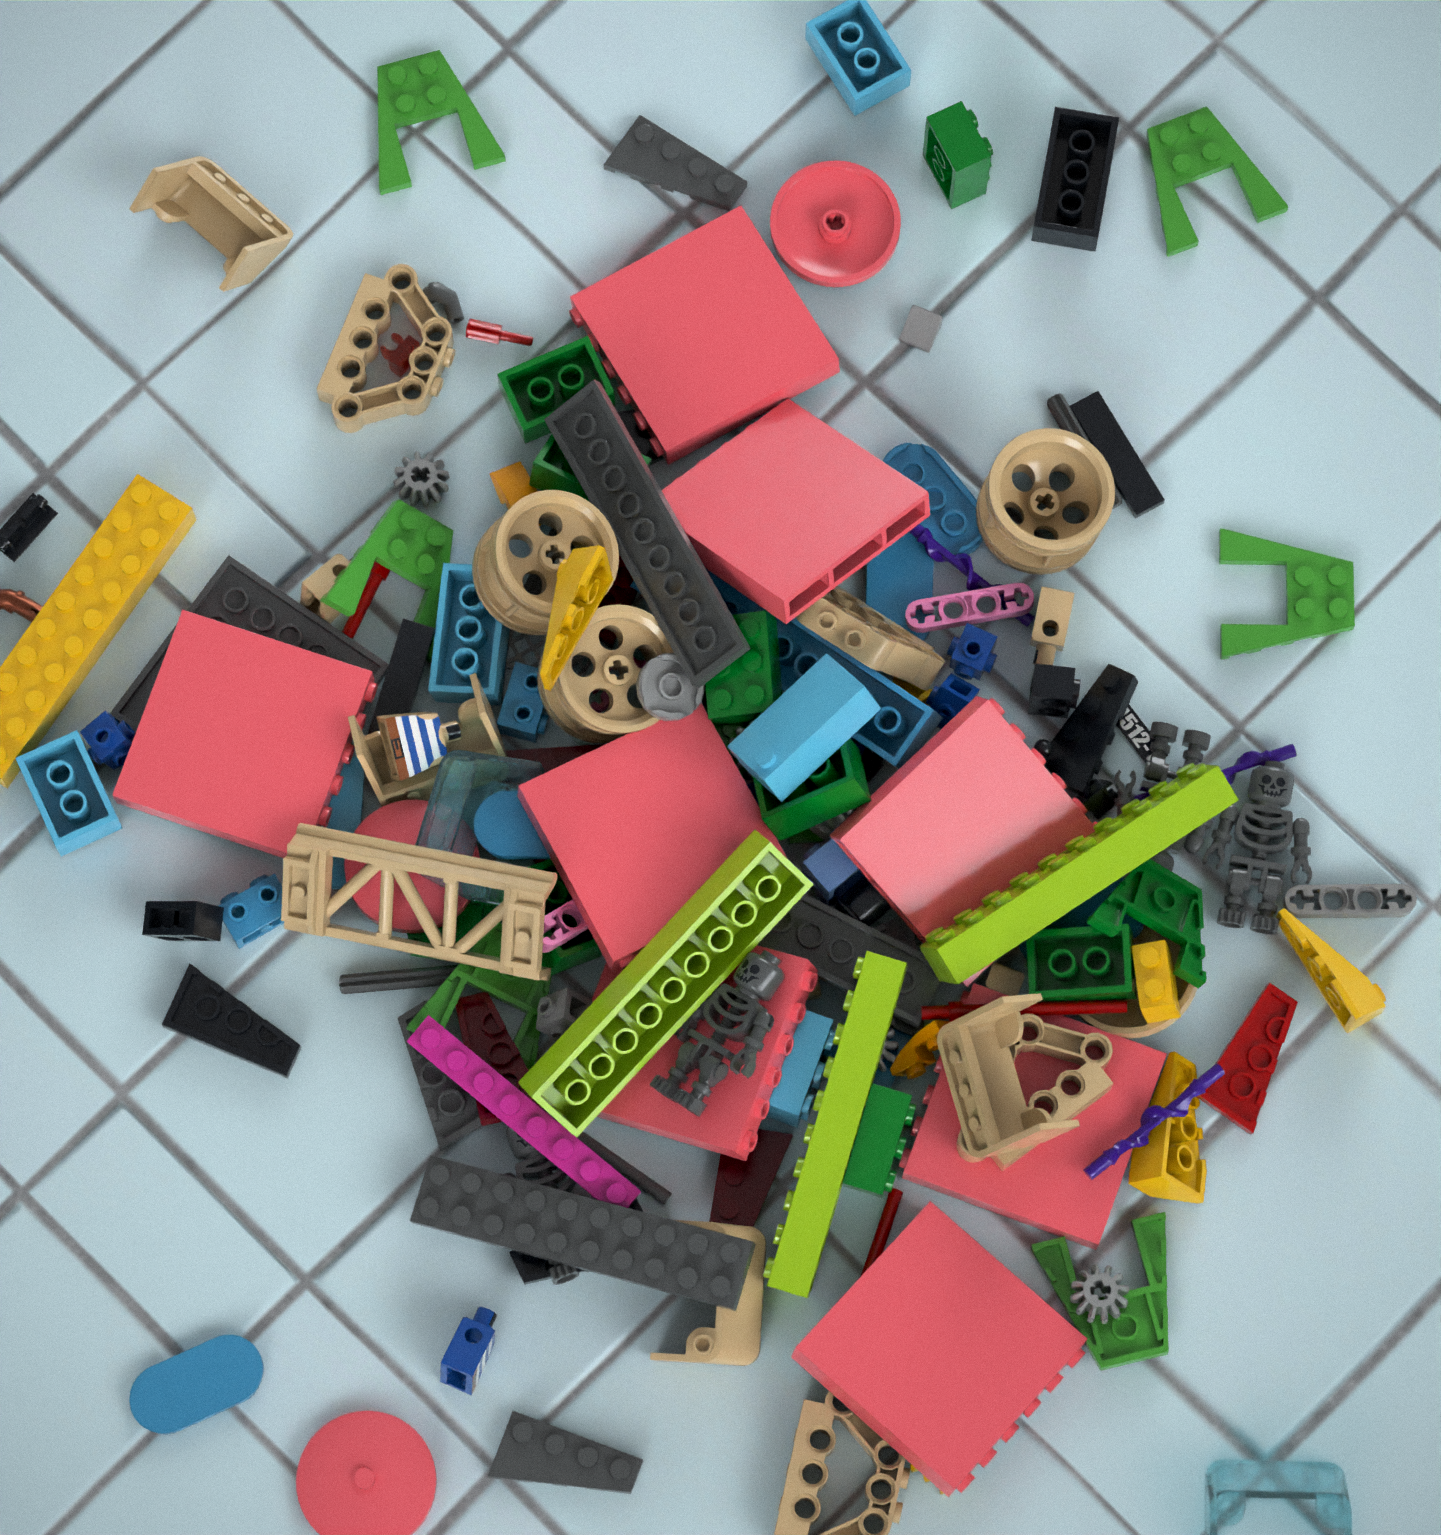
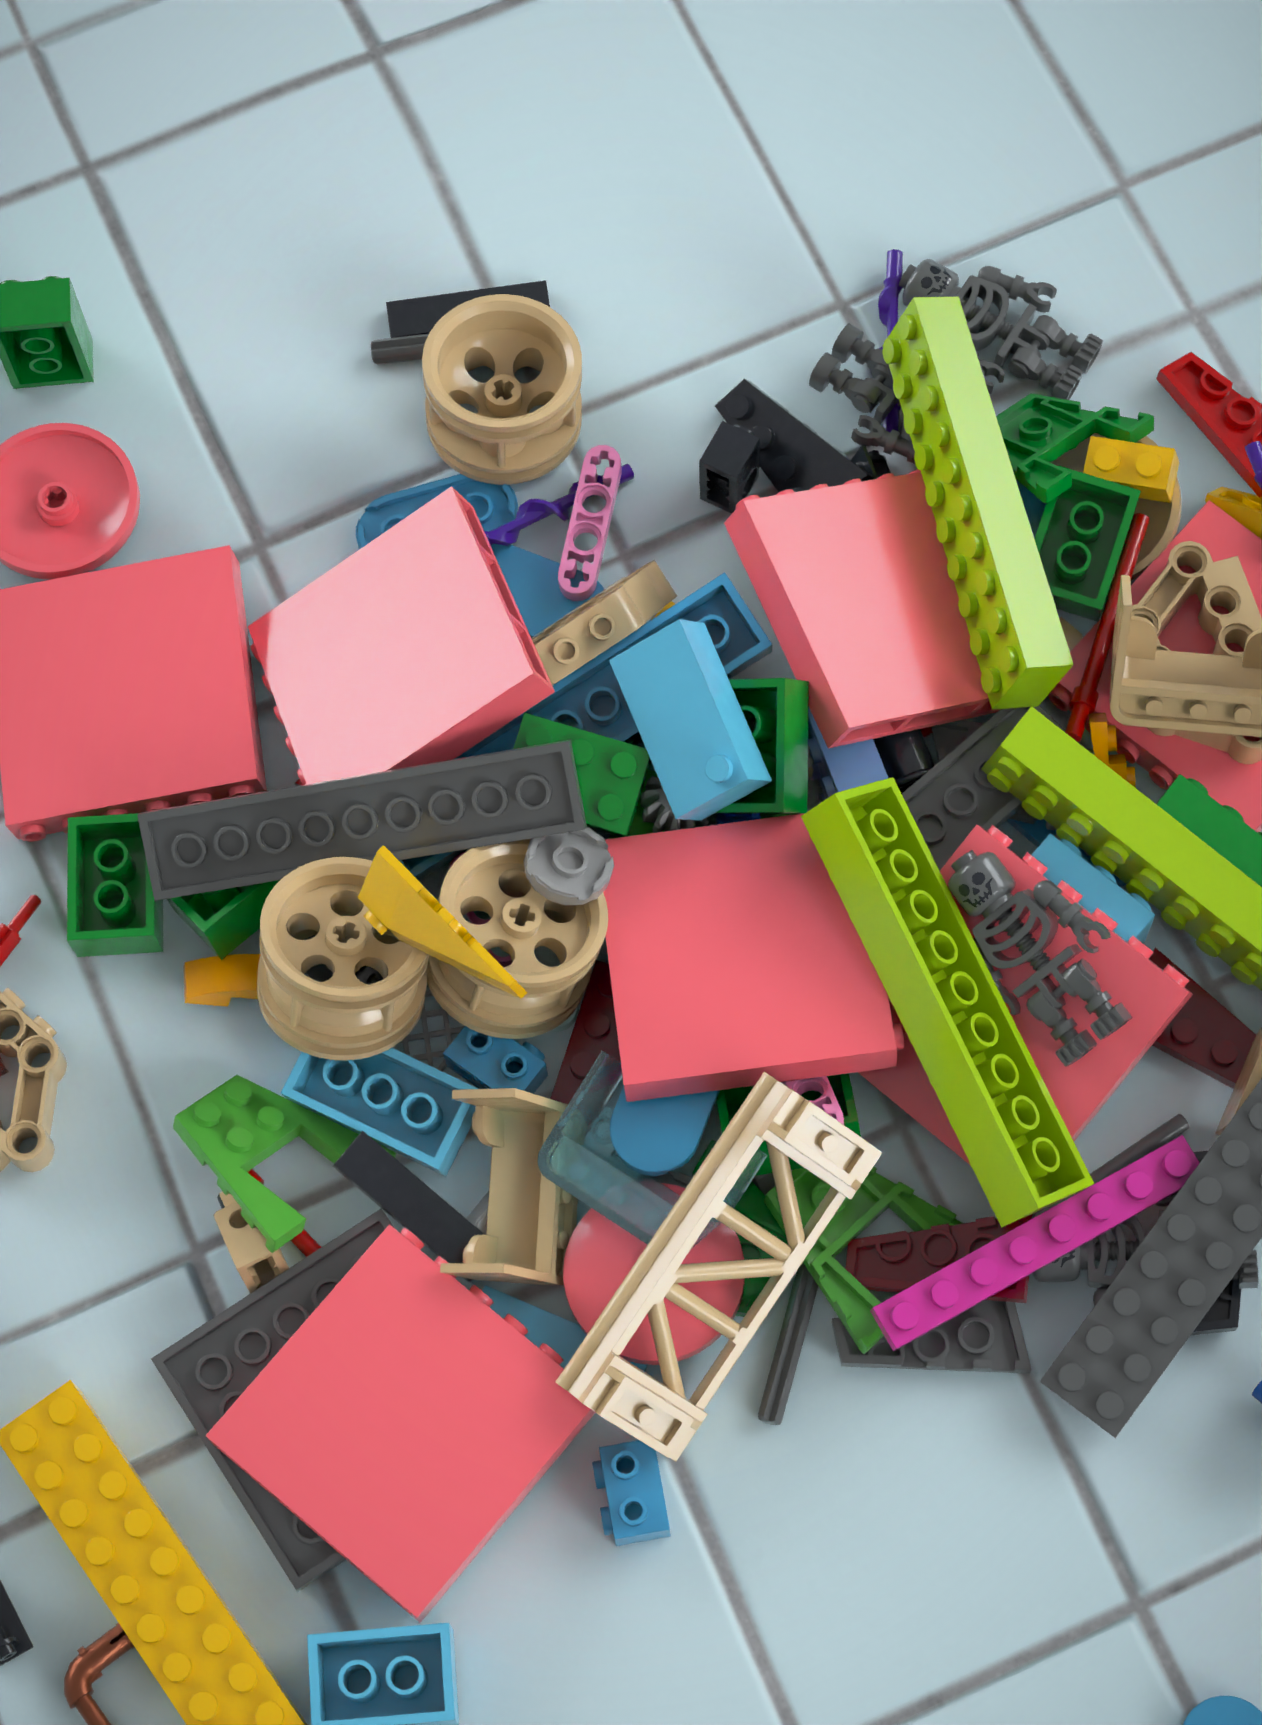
camera: 65 degrees left, 5 degrees down
(108, 740) = (334, 1600): blue brick -> none
(183, 921) = (618, 1587): black brick -> none
(221, 1021) = (760, 1591): black wing -> none
(415, 741) = (501, 1207): torso -> none
(424, 469) = (139, 1087): light grey gear -> none
(560, 1011) = (917, 1154): light grey brick -> none
(921, 328) = (224, 459): light grey slope -> none
(951, 698) = (693, 571): blue brick -> none
(972, 653) = (645, 537): blue brick -> none
(1052, 611) = (647, 441): tan torso -> none
(1075, 179) = (125, 231): black brick -> none
(1136, 733) = (819, 406): black sticker -> none
(1191, 150) = (145, 111): bright green wing -> none
(1316, 594) = (717, 170): bright green wing -> none
(1341, 984) = (1186, 302): yellow wedge -> none
(1350, 906) = (1089, 263): light grey beam -> none

